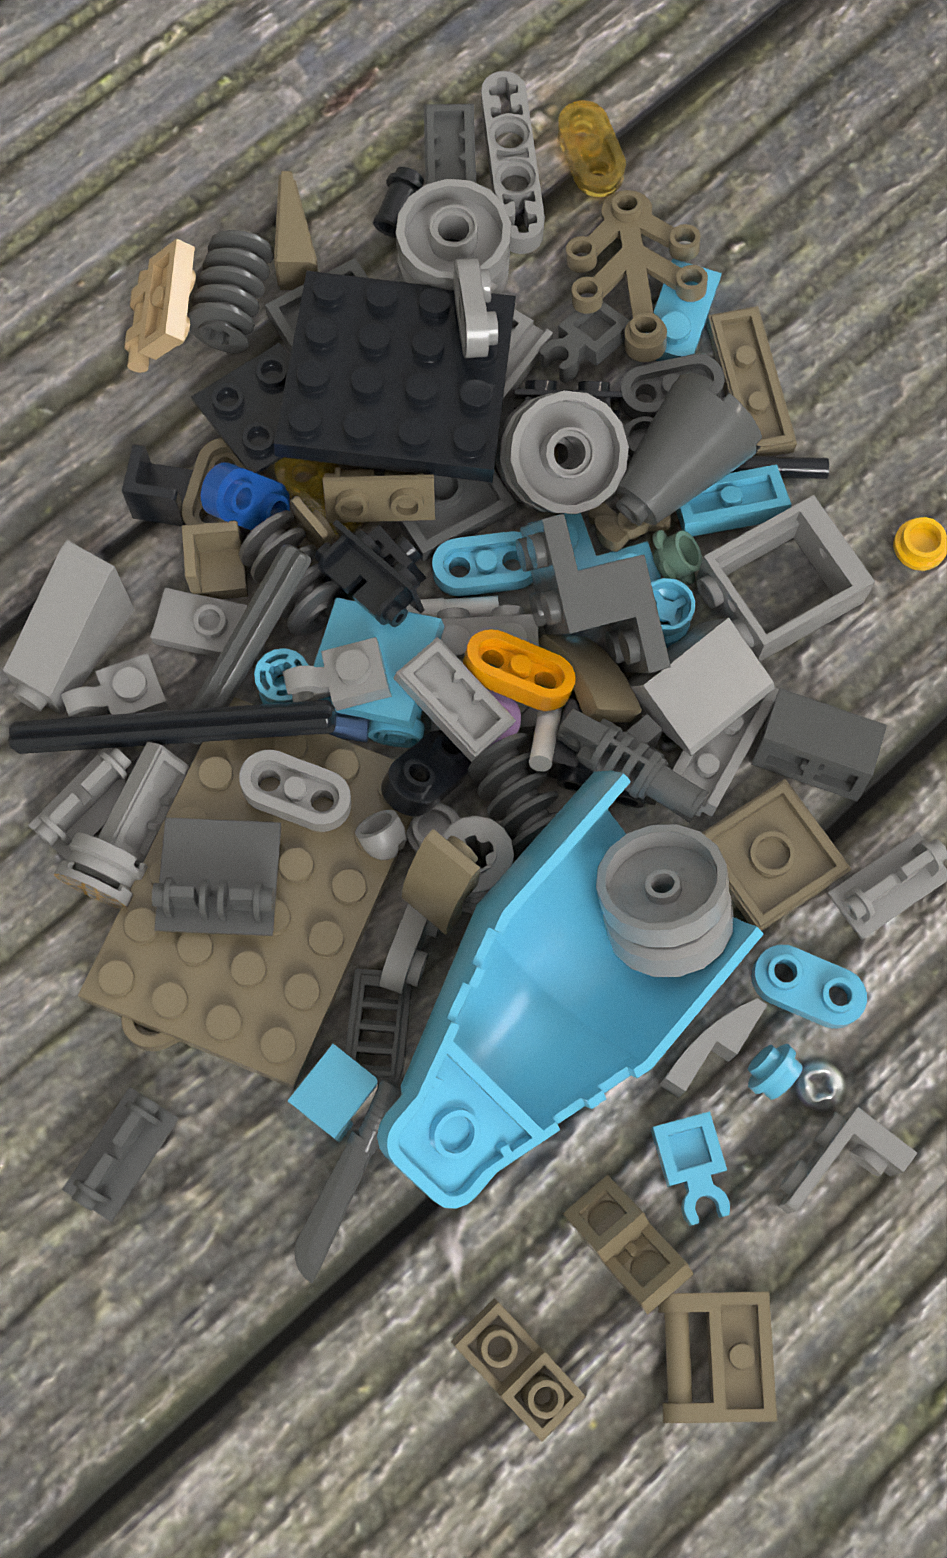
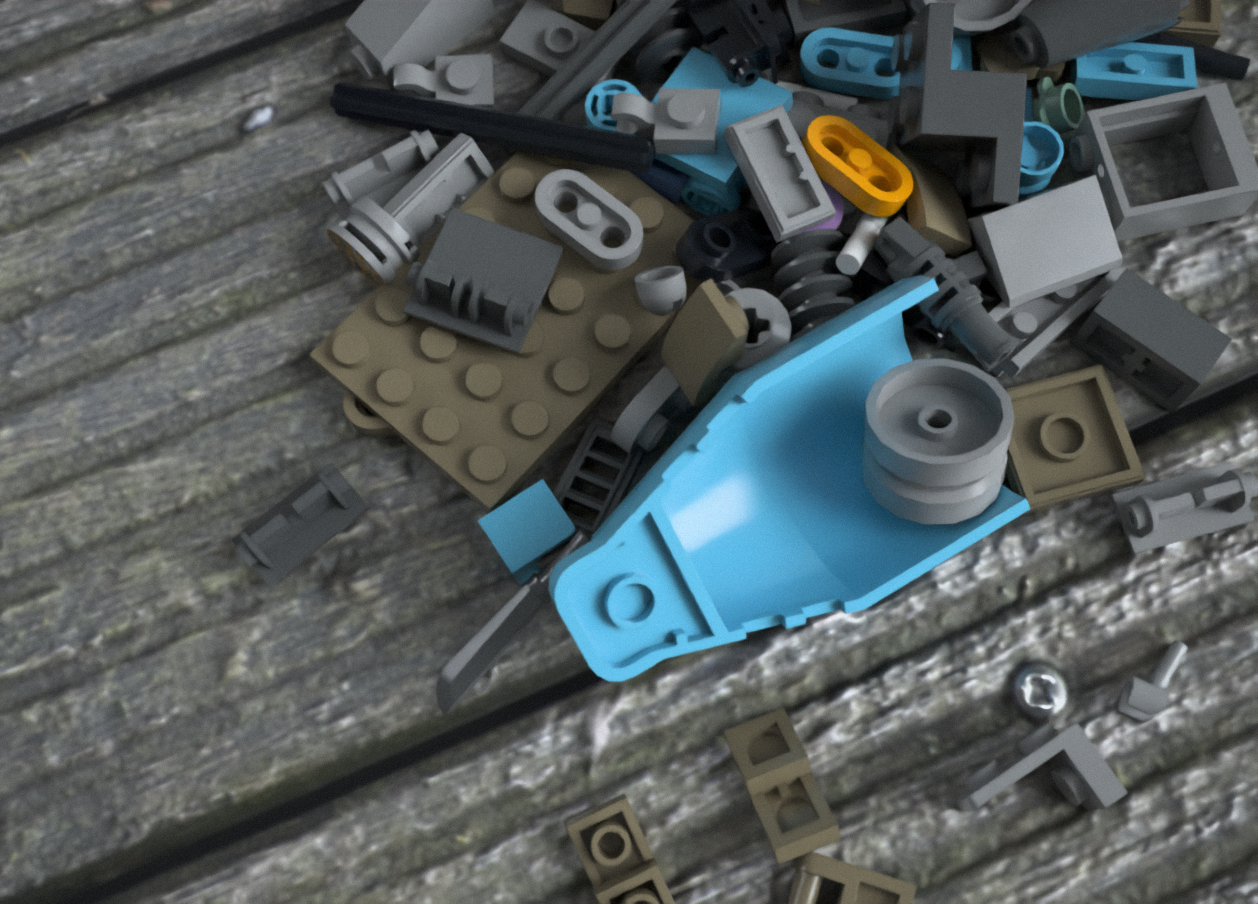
camera: 25 degrees right, 0 degrees up
(690, 1155) = (878, 716): medium azure plate -> none
(722, 1038) = (948, 605): light grey slope -> none
(774, 1071) = (995, 658): medium azure plate -> none
(809, 990) = (1060, 587): medium azure plate -> none
(910, 1063) = (1144, 698): none -> light grey hand

